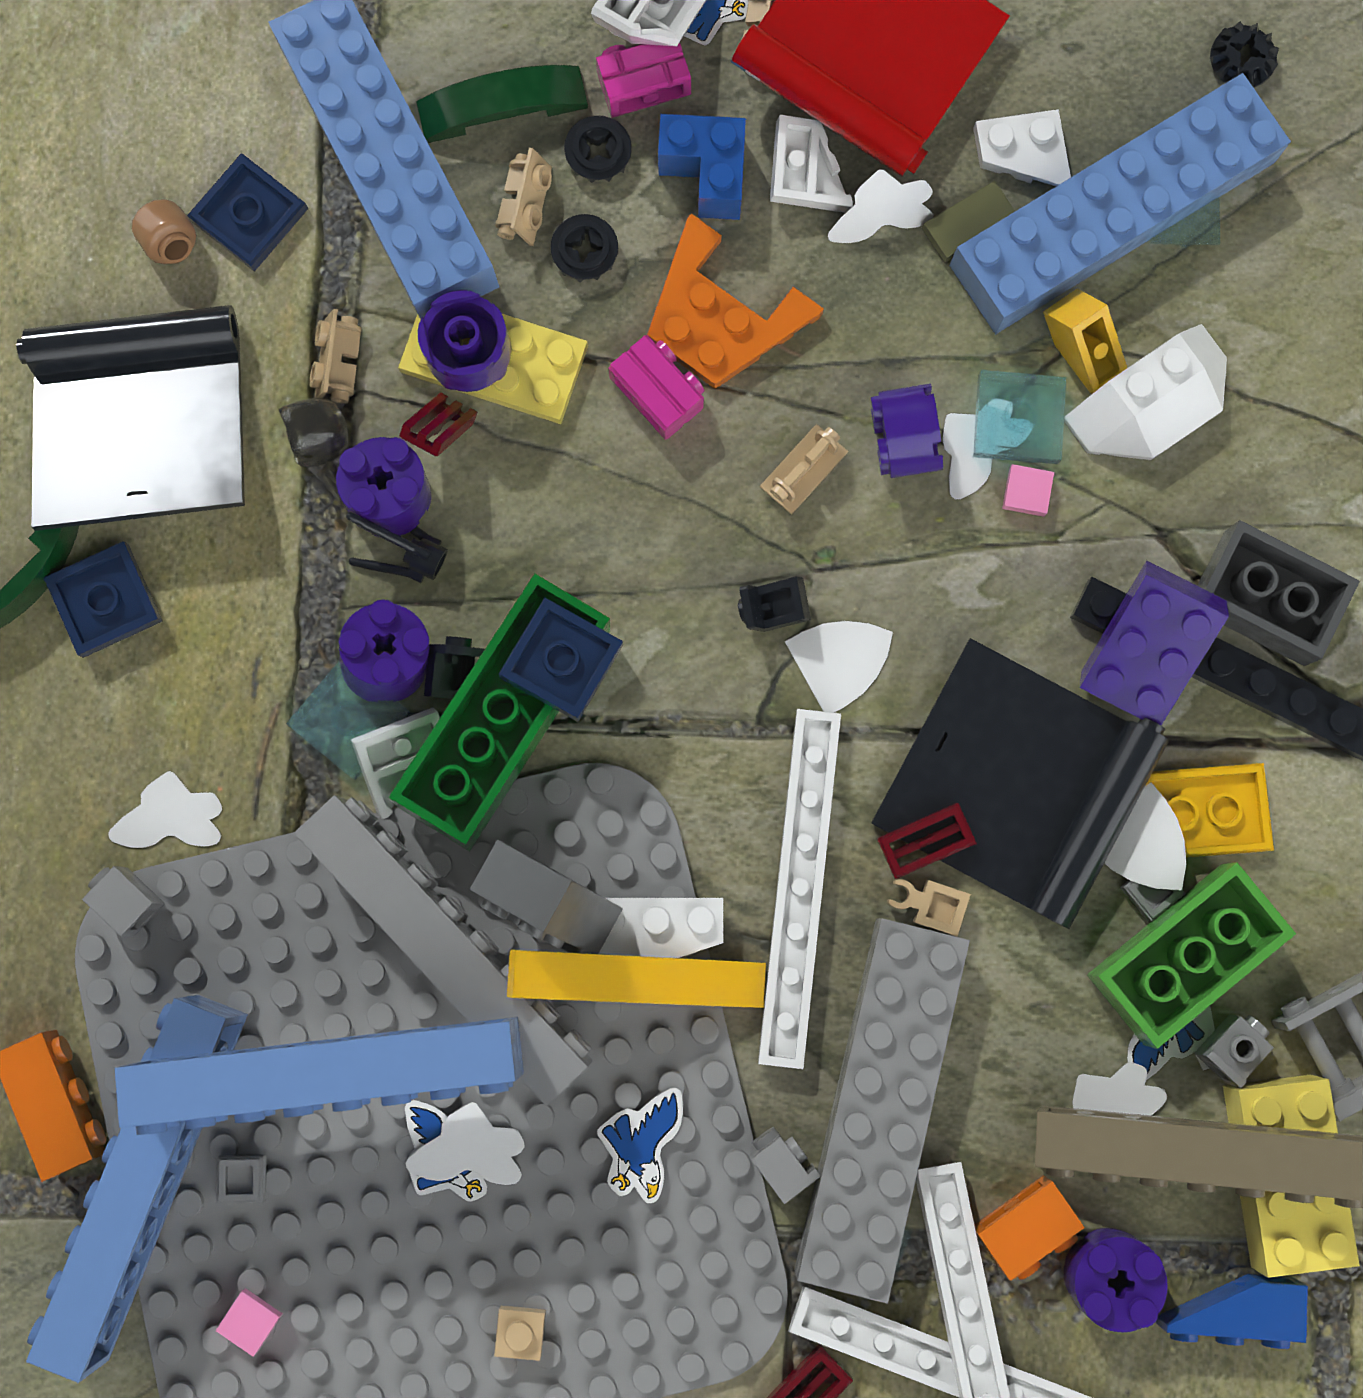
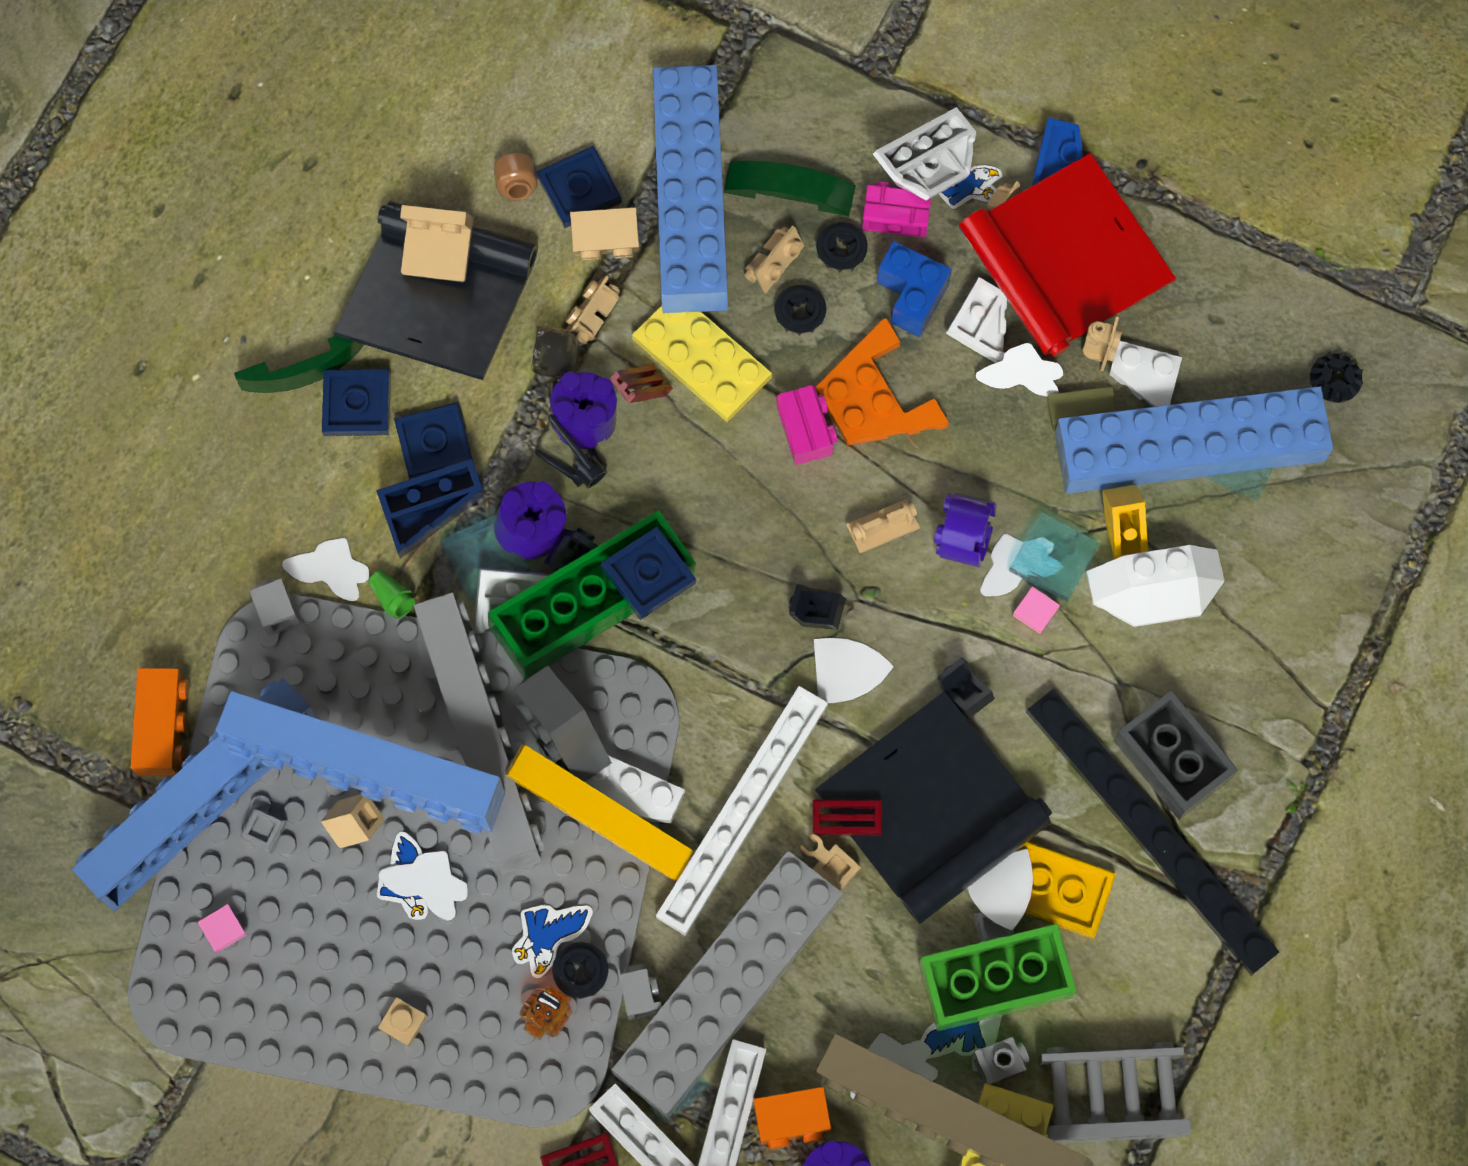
camera: 25 degrees right, 10 degrees down
(105, 358) = (436, 243): none -> tan bracket
(221, 605) = (432, 439): none -> dark blue tile
(249, 688) = (428, 503): none -> dark blue wedge
(260, 817) = (392, 595): none -> bright green cone
(307, 255) = (605, 233): none -> tan brick
(344, 1130) = (352, 820): none -> tan panel
(440, 337) = (683, 353): dark purple brick -> none
(685, 1244) = (545, 1012): none -> clear orange head
(716, 1188) = (577, 954): none -> black gear
(964, 130) = (1102, 342): none -> tan hinge
(992, 623) = (964, 688): none -> black bracket
(1154, 644) = (1069, 748): dark purple brick -> none

